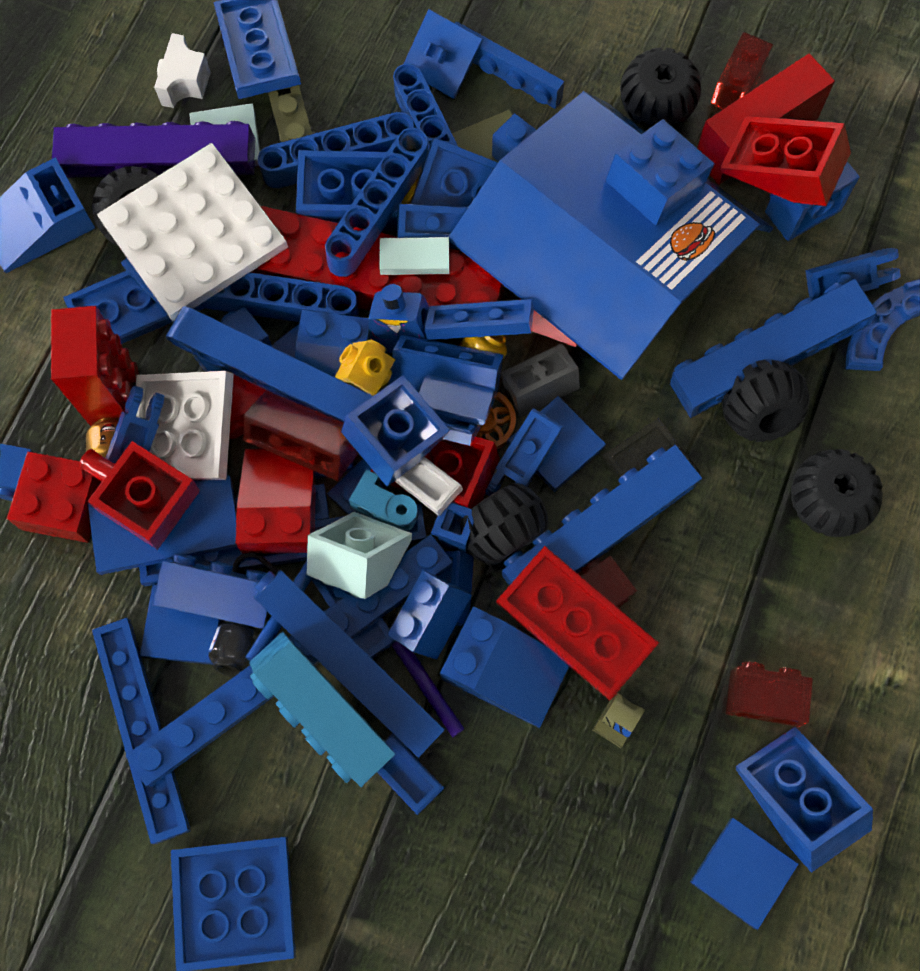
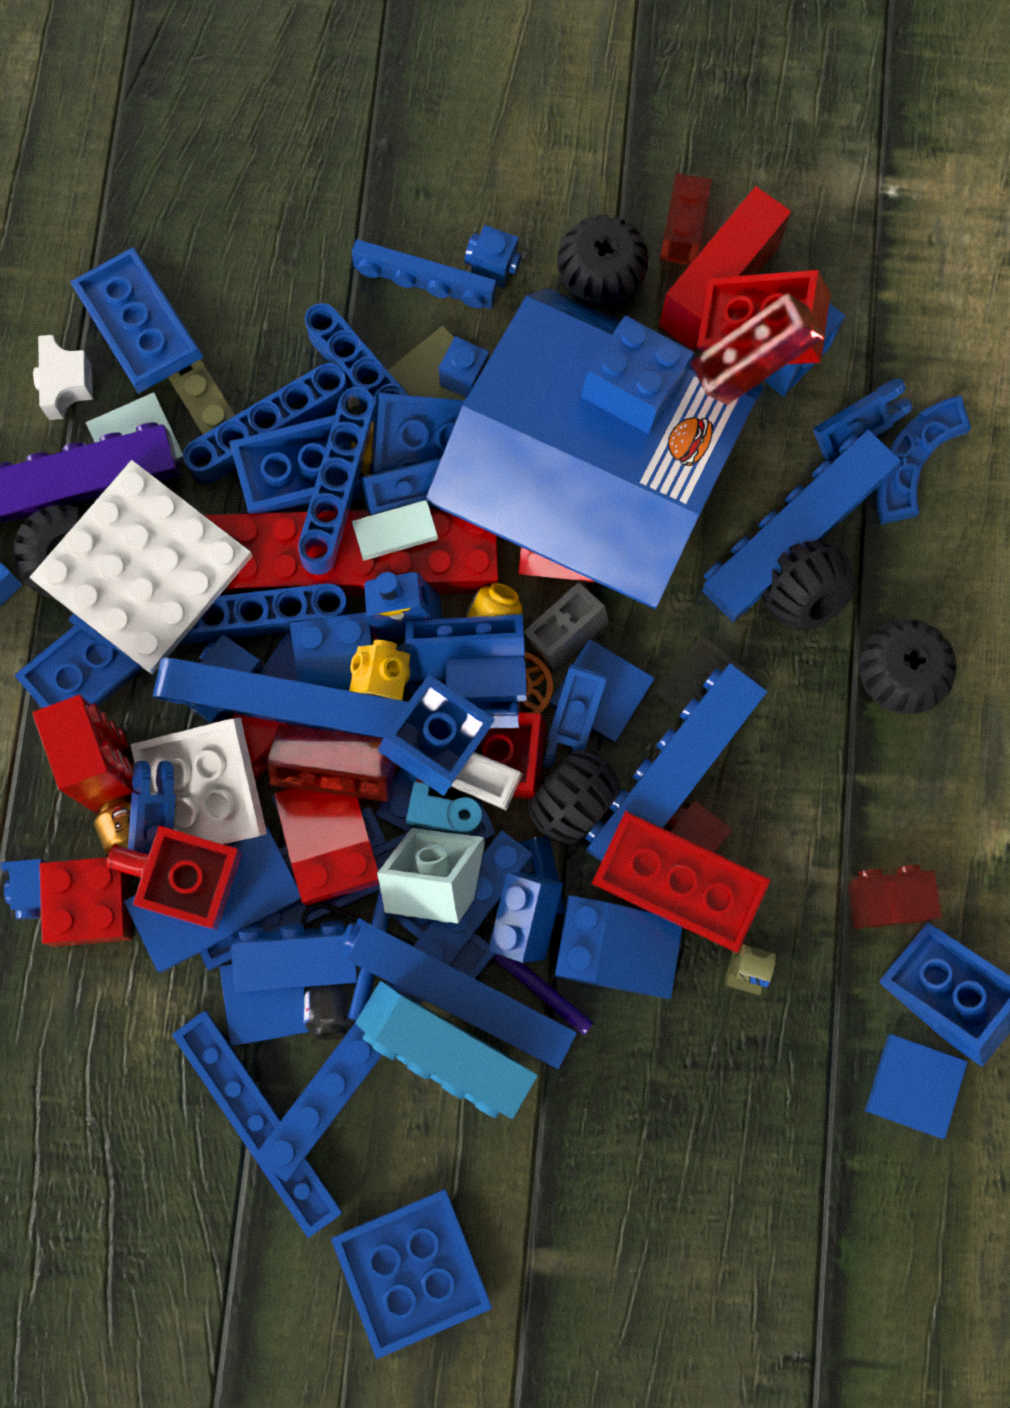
camera: 20 degrees left, 5 degrees up
(409, 777) = (554, 1090): blue tile -> none
(443, 53) = (350, 279): blue piece -> none
(448, 527) = (517, 818): blue brick -> none
(479, 319) = (486, 583): blue plate -> none
(569, 62) = (493, 255): none -> blue brick
(771, 173) = (757, 349): none -> clear red brick

